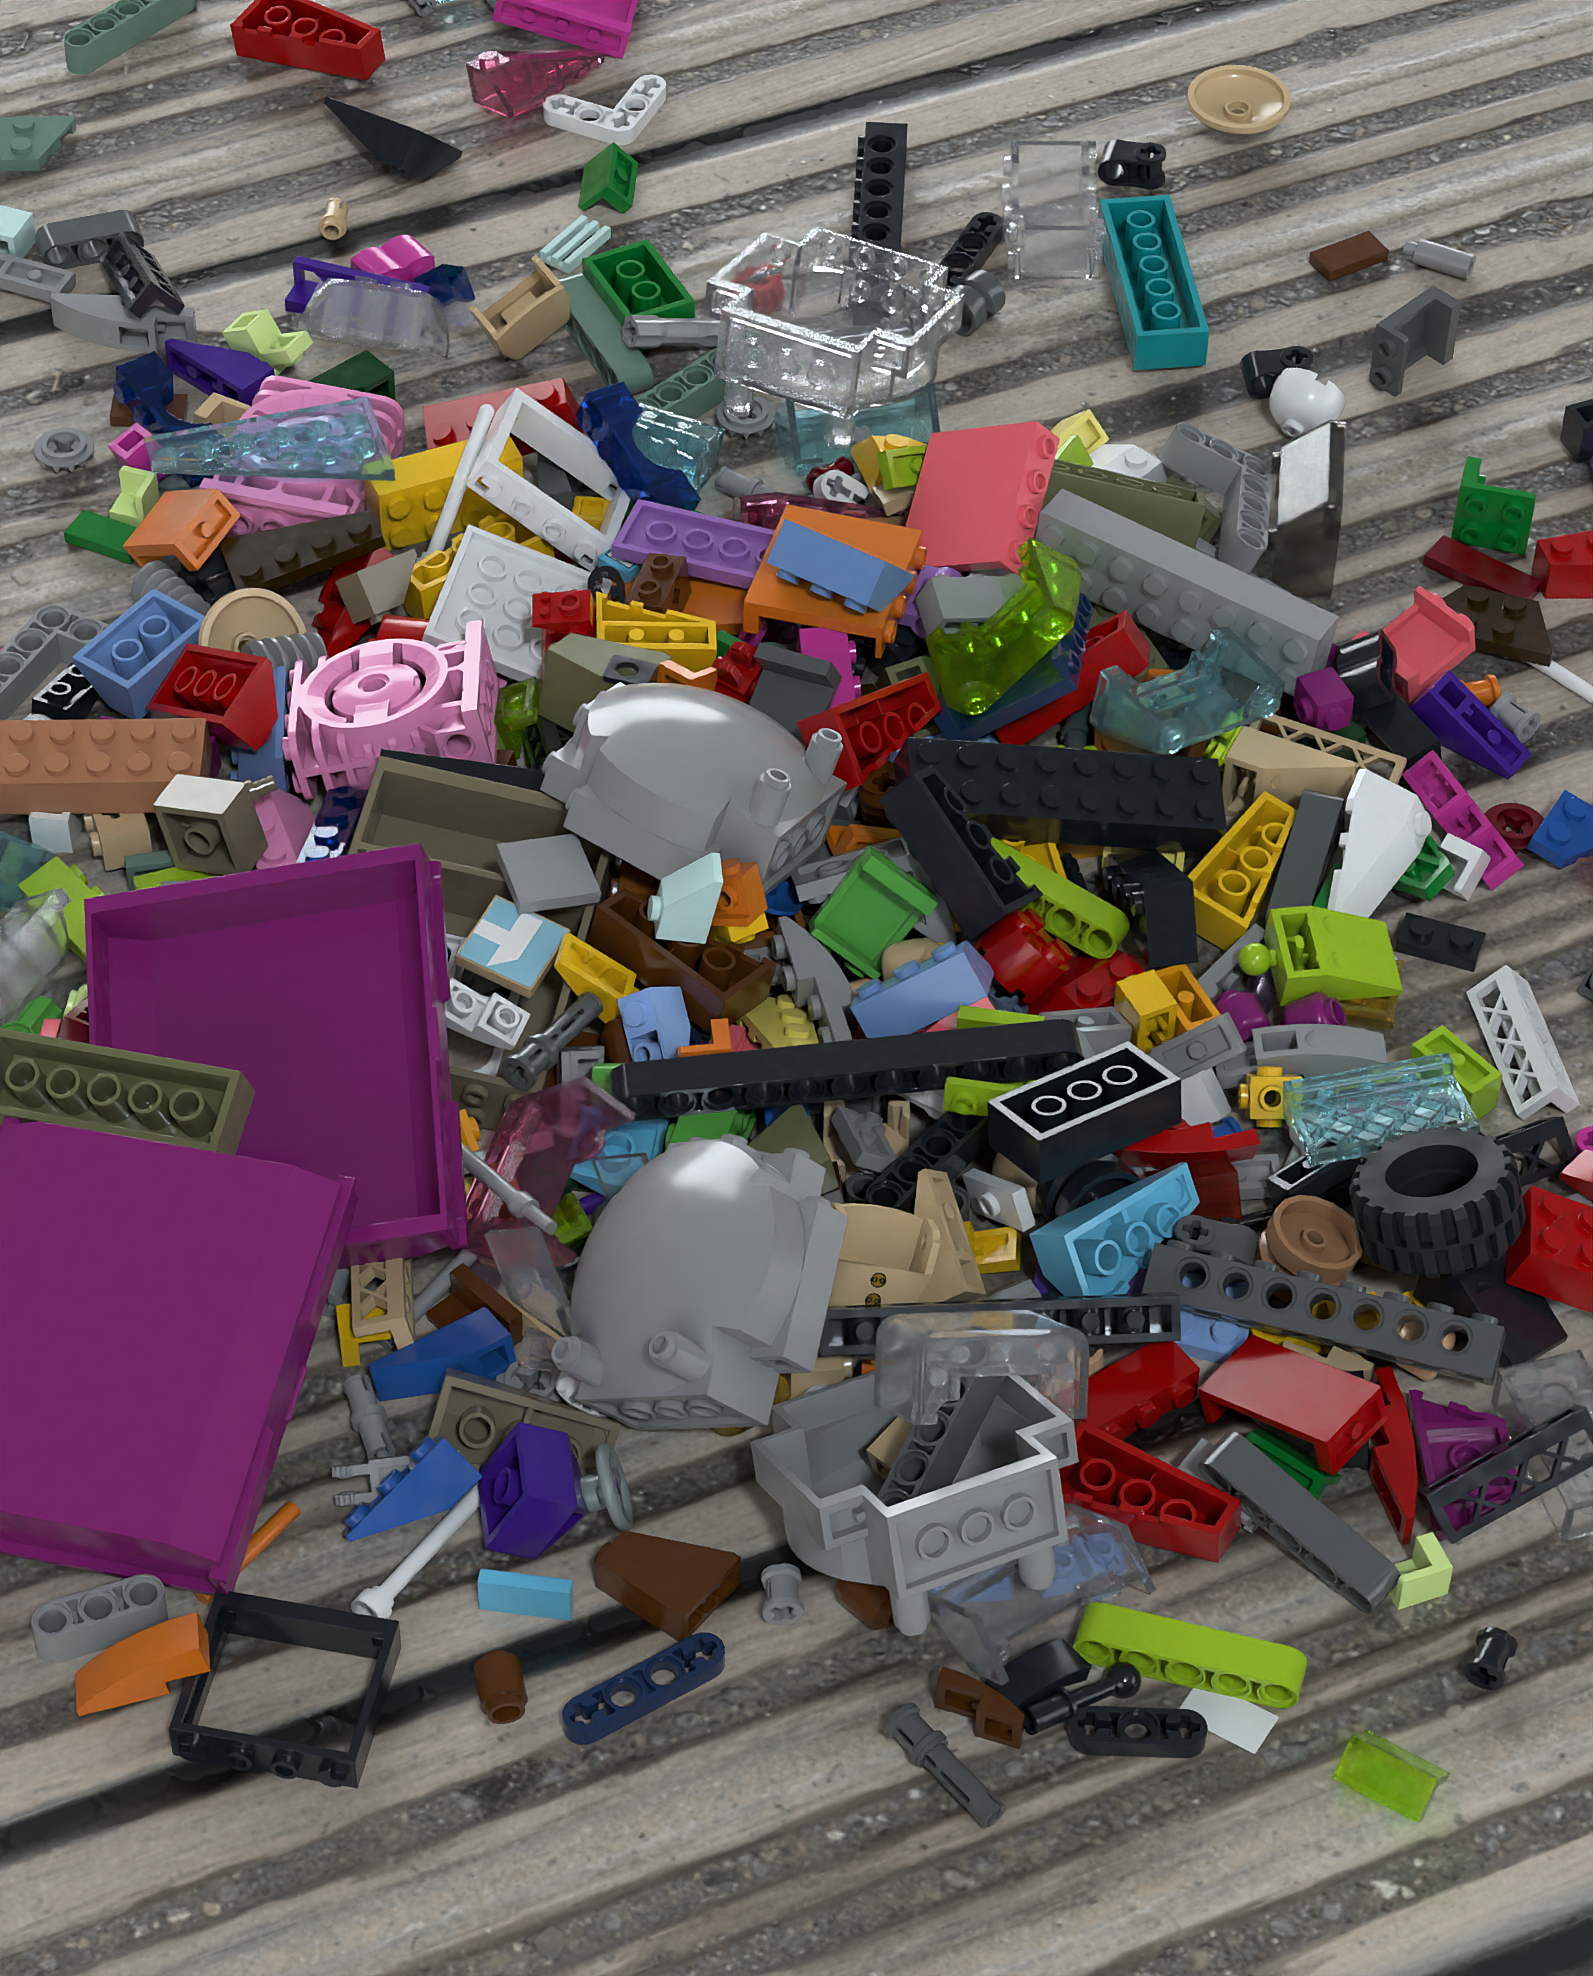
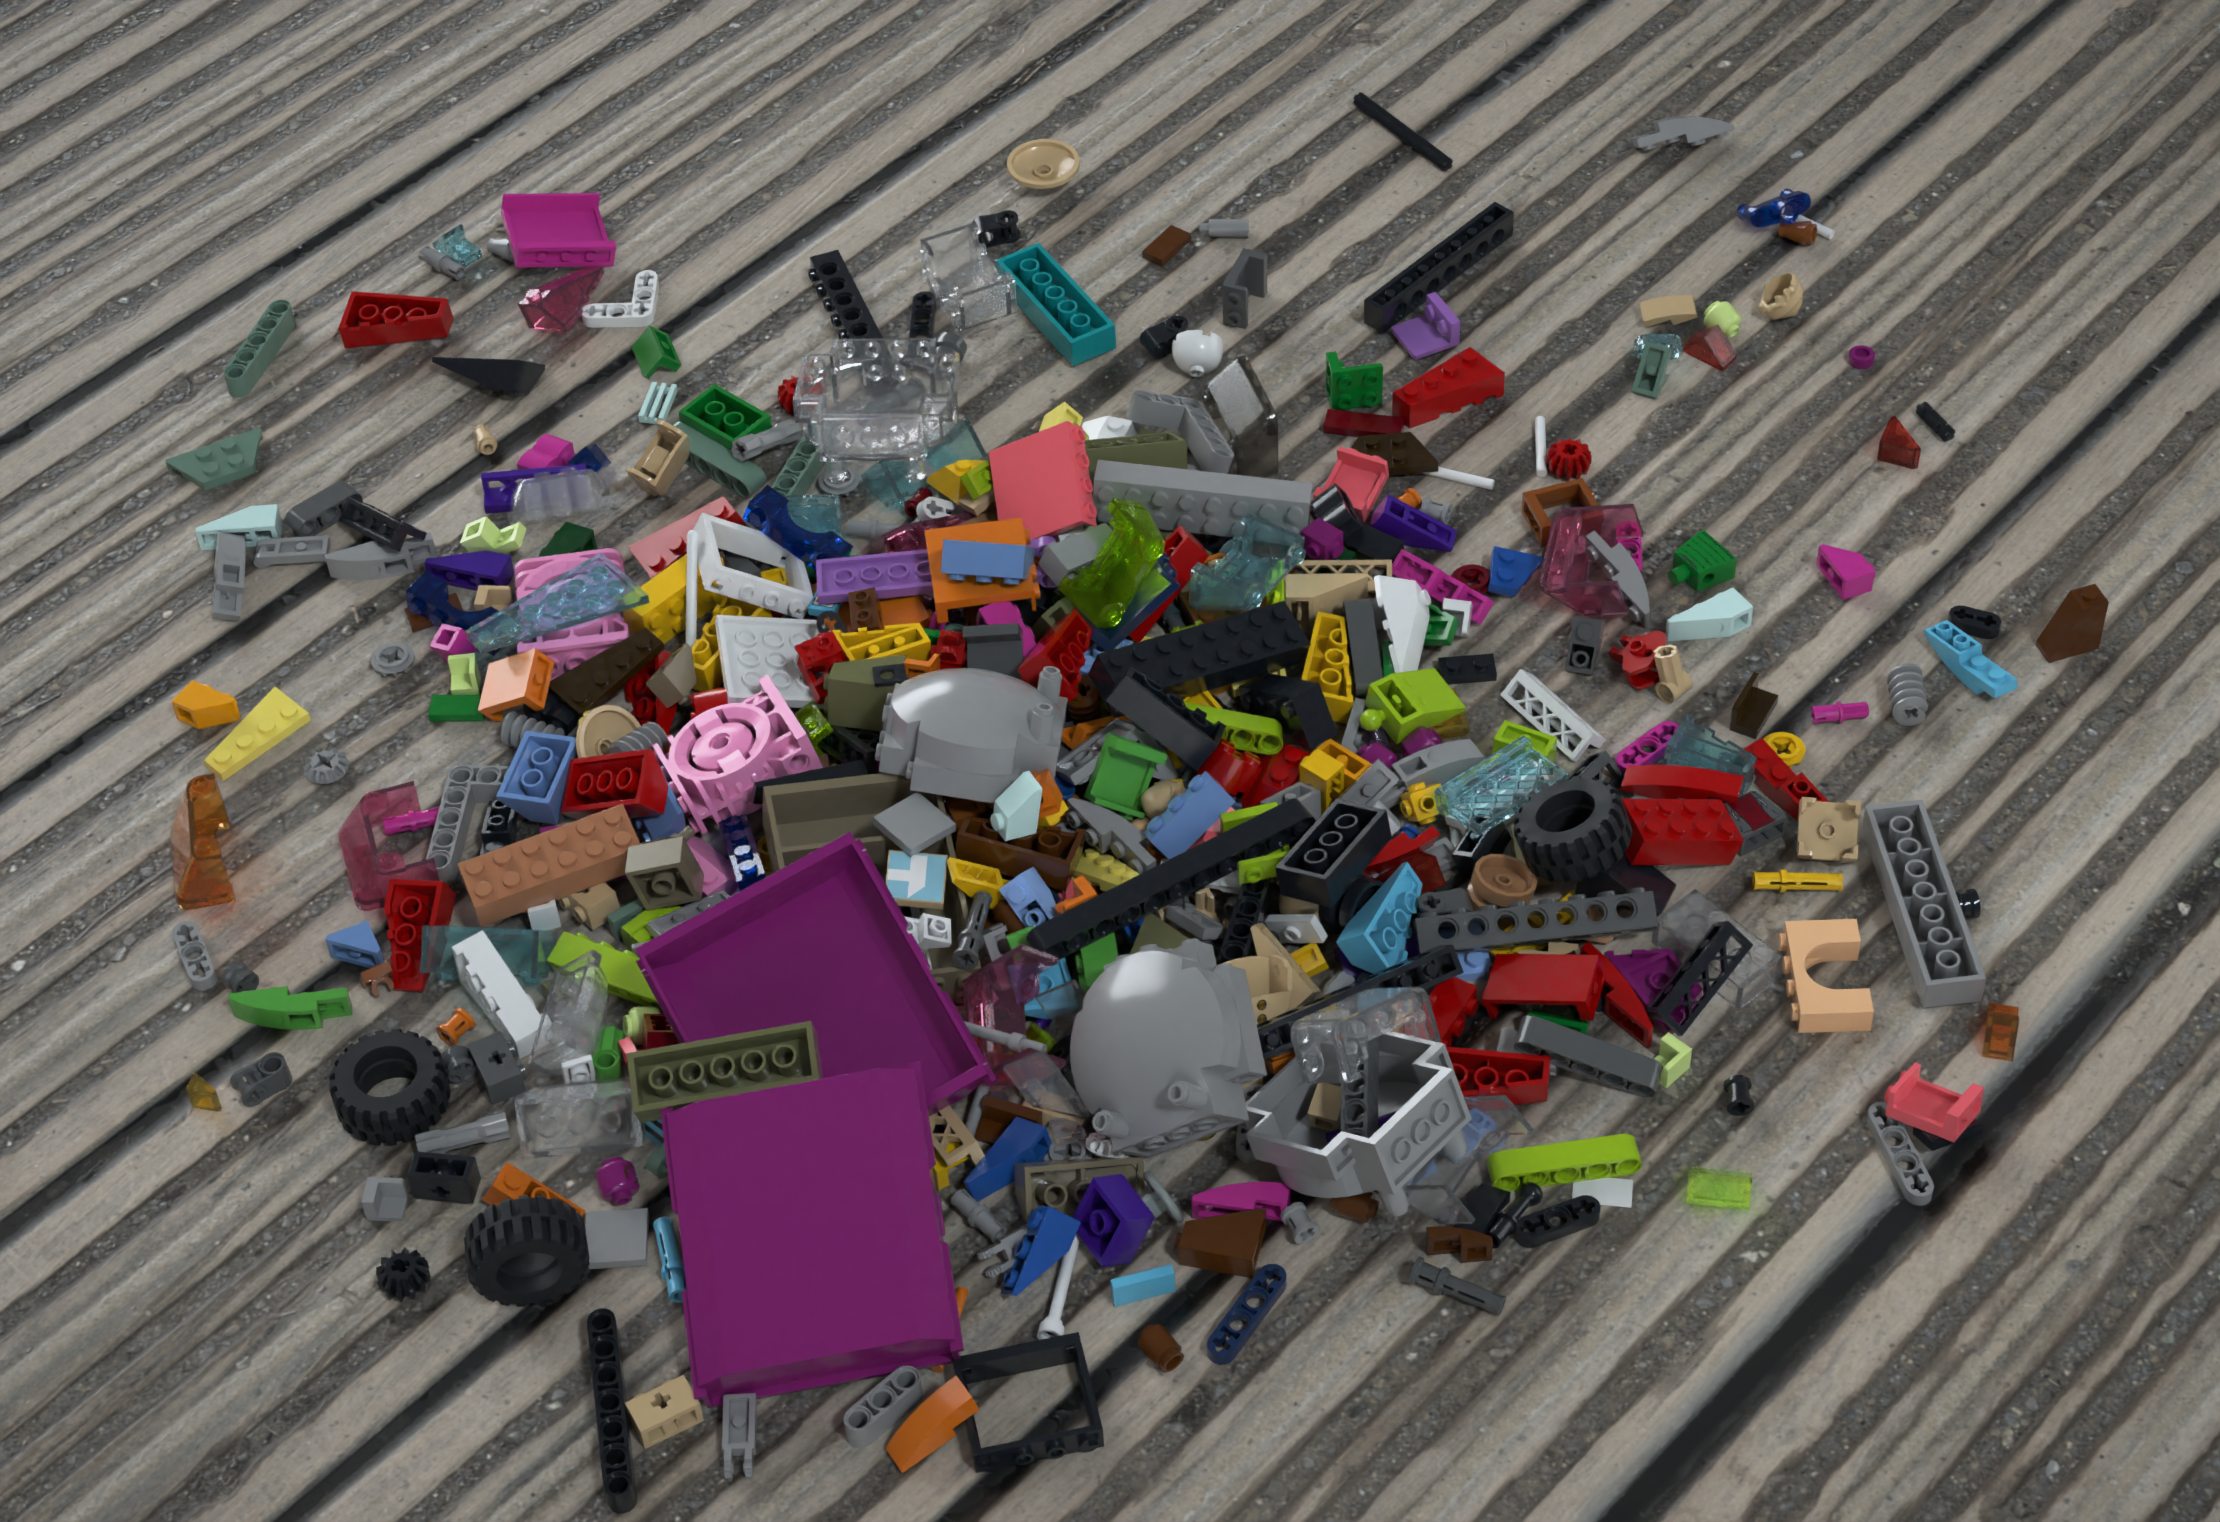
camera: 20 degrees left, 0 degrees up
(722, 1529) = (1242, 1197): none -> dark pink slope

